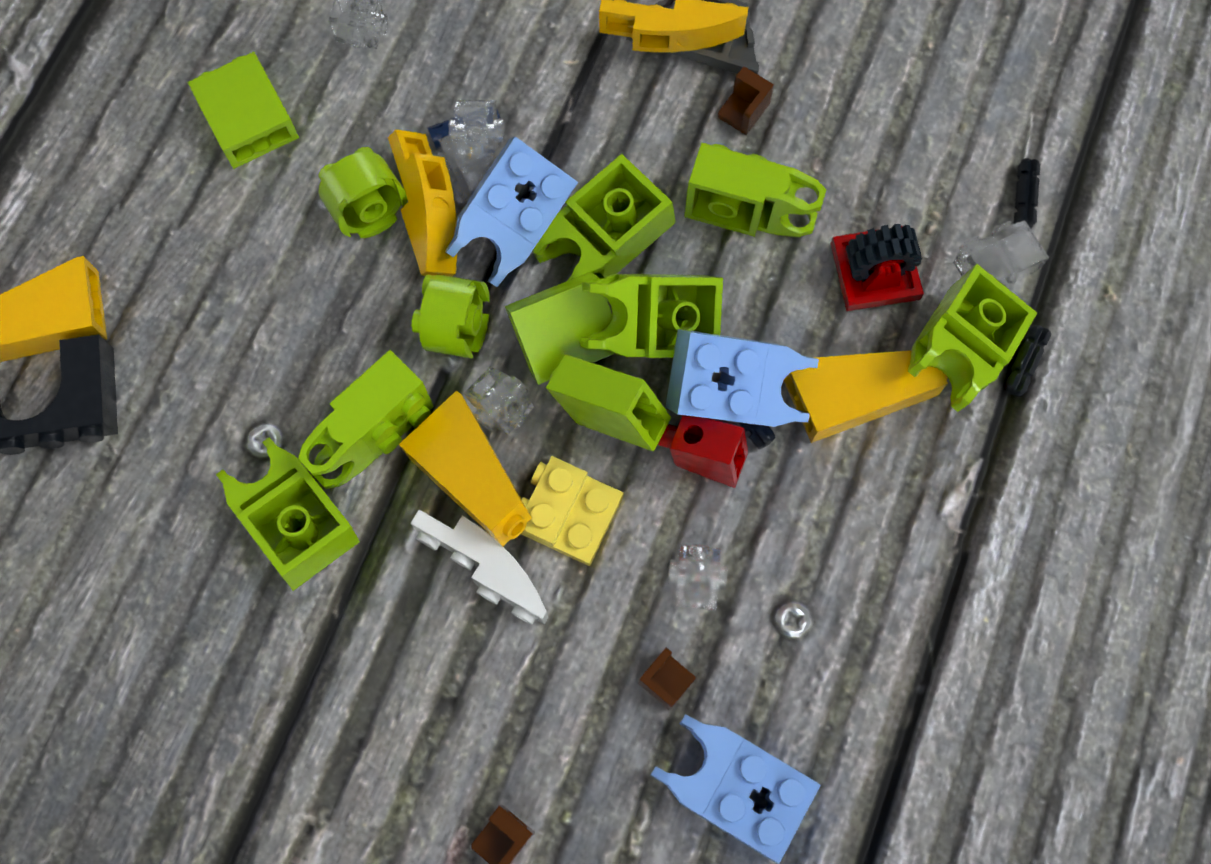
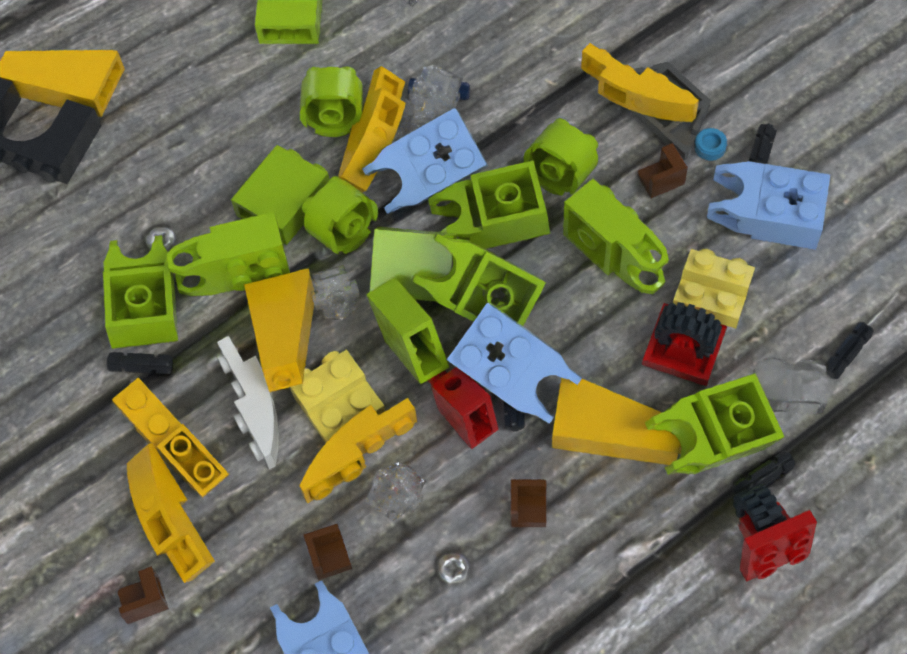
camera: 35 degrees right, 10 degrees down
(333, 589) = (139, 363): none -> black axle
(368, 319) = (280, 187): none -> lime brick
(424, 653) = (170, 437): none -> yellow slope
(468, 741) = (160, 512): none -> yellow slope
(617, 567) = (342, 454): none -> yellow slope
(644, 132) = (562, 157): none -> lime brick
(771, 49) = (710, 144): none -> dark azure tile
(824, 34) = (762, 145): none -> black axle
(830, 514) = (528, 502): none -> reddish brown panel
(870, 194) = (715, 285): none -> light yellow plate
(875, 79) = (772, 203): none -> light blue brick
(1077, 413) = (770, 533): none -> red plate

